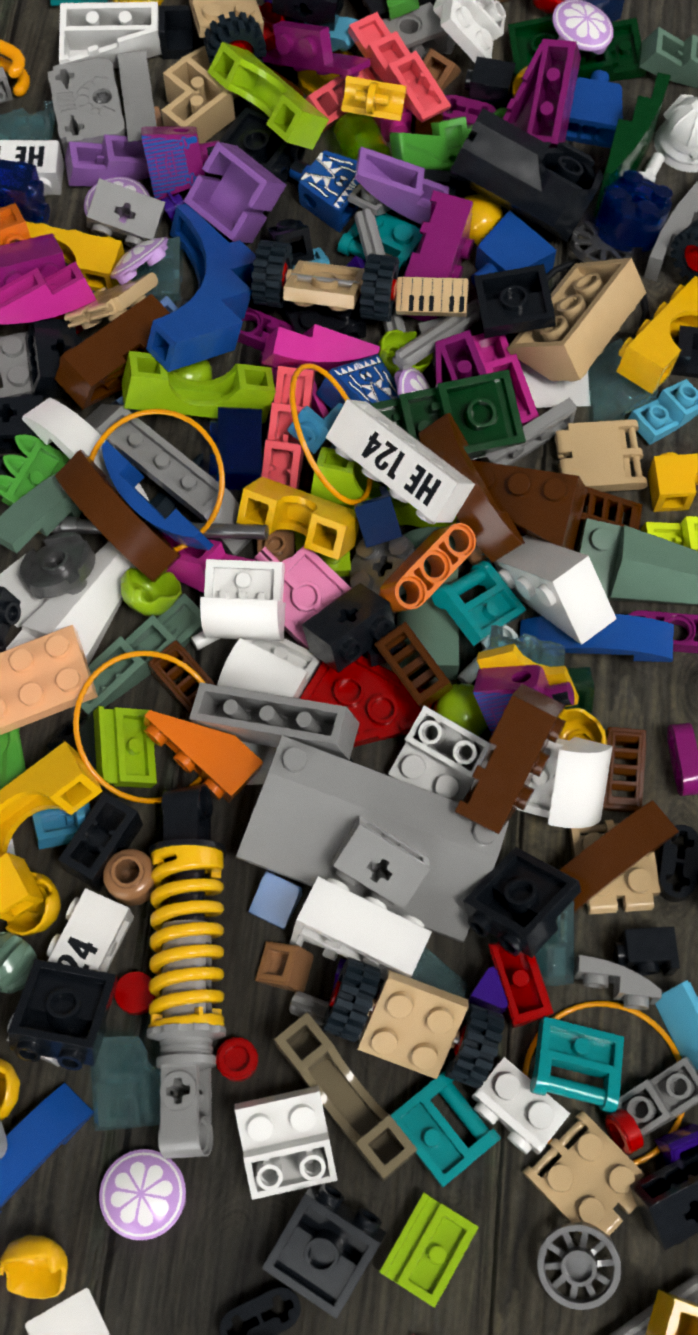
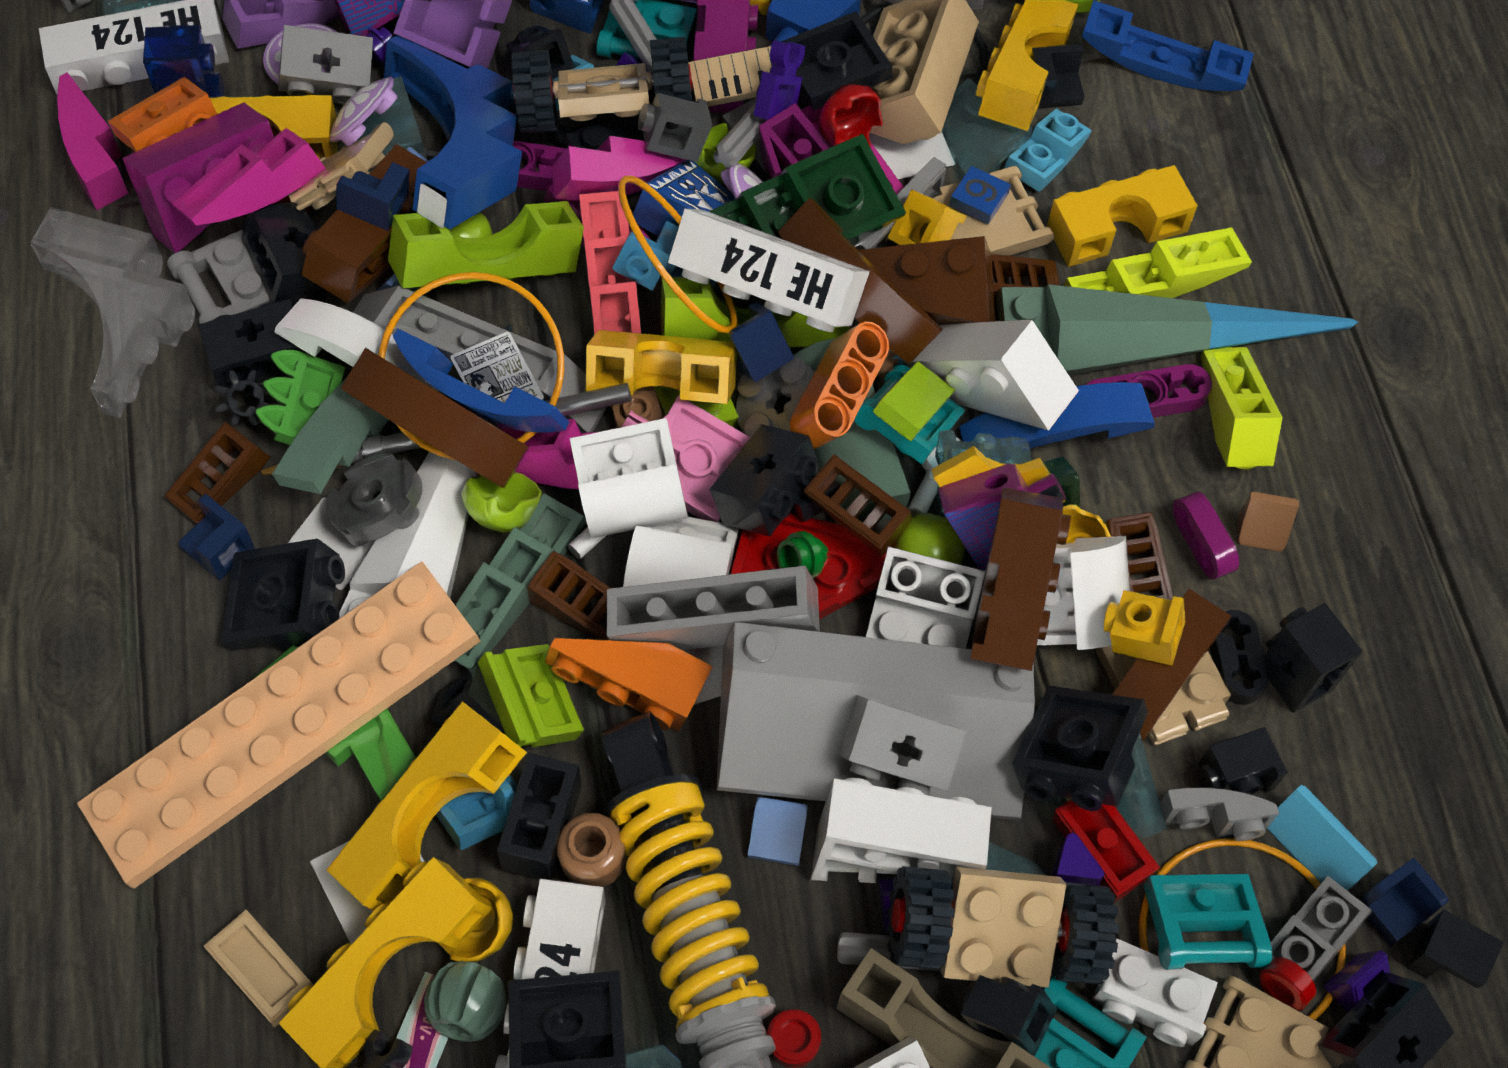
camera: 20 degrees left, 5 degrees down
(101, 781) = (467, 671): light orange piece -> none
(119, 333) = (374, 198): none -> dark blue panel
(133, 993) = (642, 994): red tile -> none
(158, 350) = (432, 205): none -> white sticker
(171, 490) = (496, 368): none -> sticker
(239, 444) = (561, 291): clear blue brick -> none
(284, 966) = (814, 908): medium nougat slope -> none
(359, 694) = (802, 550): none -> green plate
(368, 328) = (675, 126): none -> dark grey brick
(397, 1090) = (1008, 1011): none -> black brick
(462, 313) = (781, 85): none -> dark purple plate
(482, 594) = (913, 401): none -> lime tile
(509, 349) = (849, 113): none -> red hair
(544, 449) = (925, 221): none -> yellow brick
(596, 437) = (979, 194): none -> blue tile
(605, 834) = (1155, 636): none -> yellow brick

